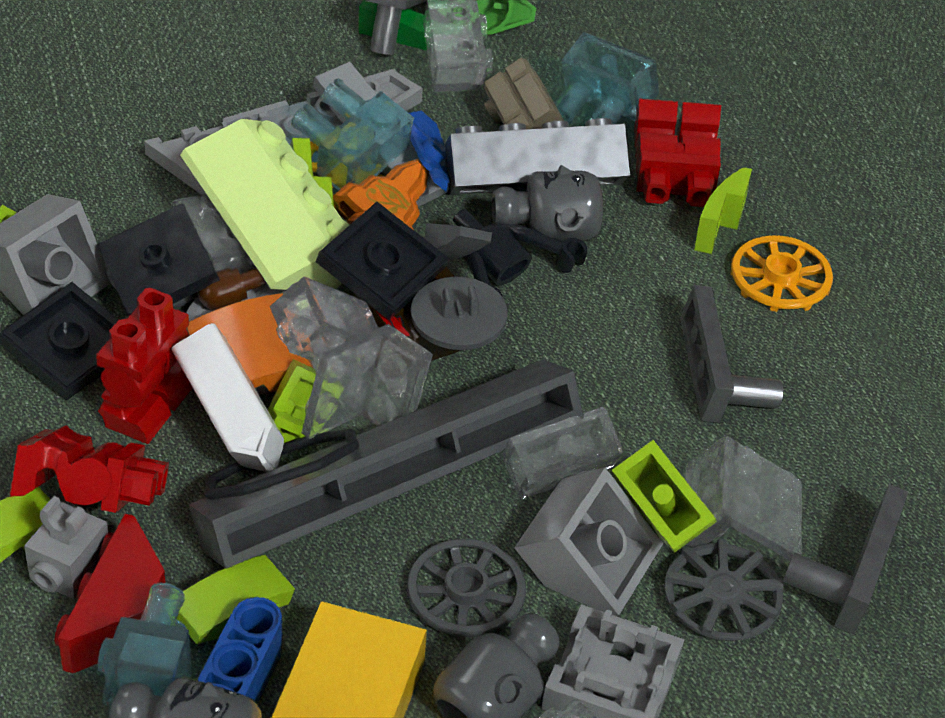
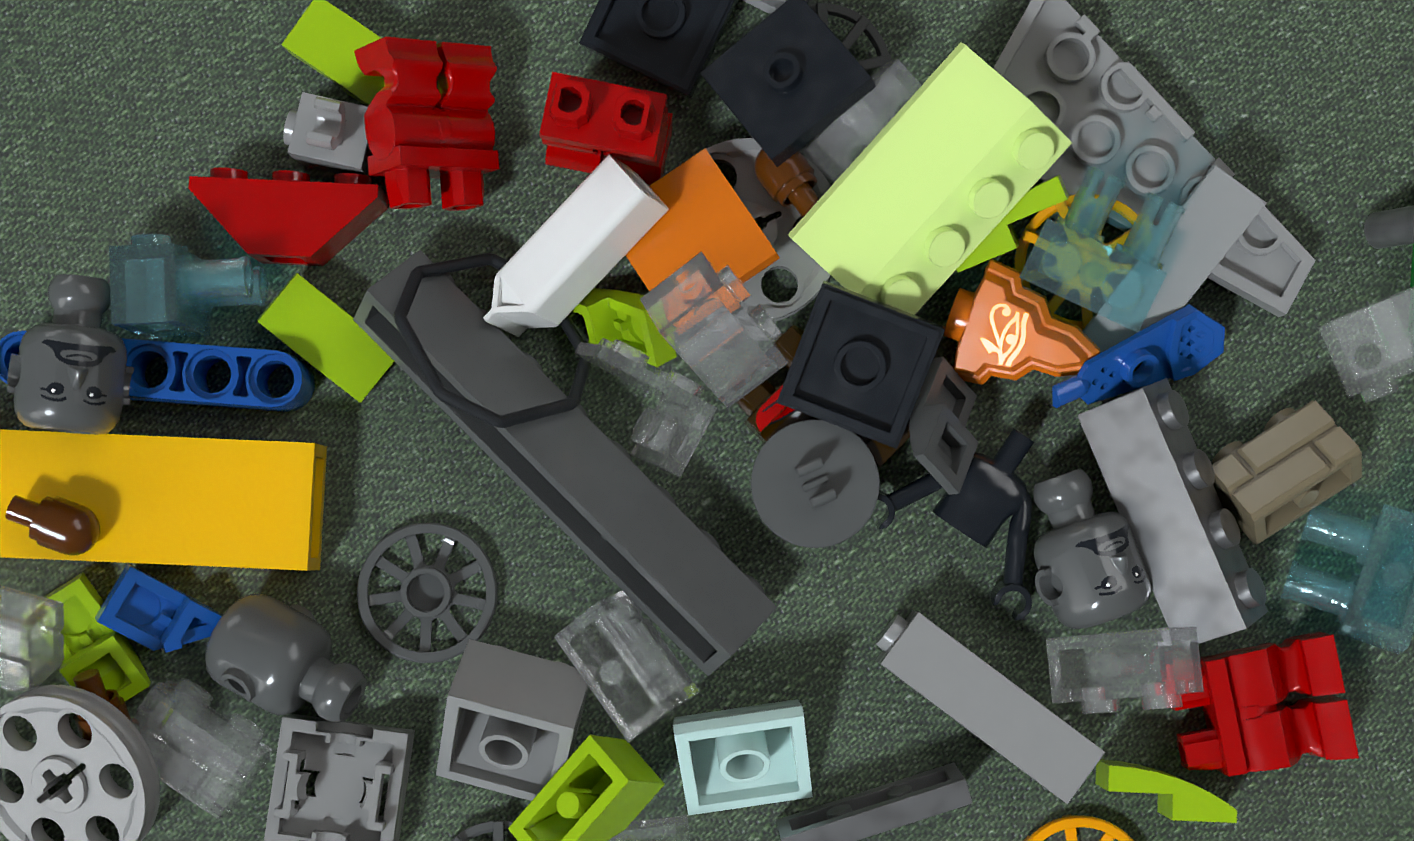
camera: 80 degrees right, 40 degrees up
(634, 192) = (1125, 664): none -> clear brick
(642, 279) = (987, 704): none -> light grey brick
(648, 407) = (743, 757): none -> light aqua slope

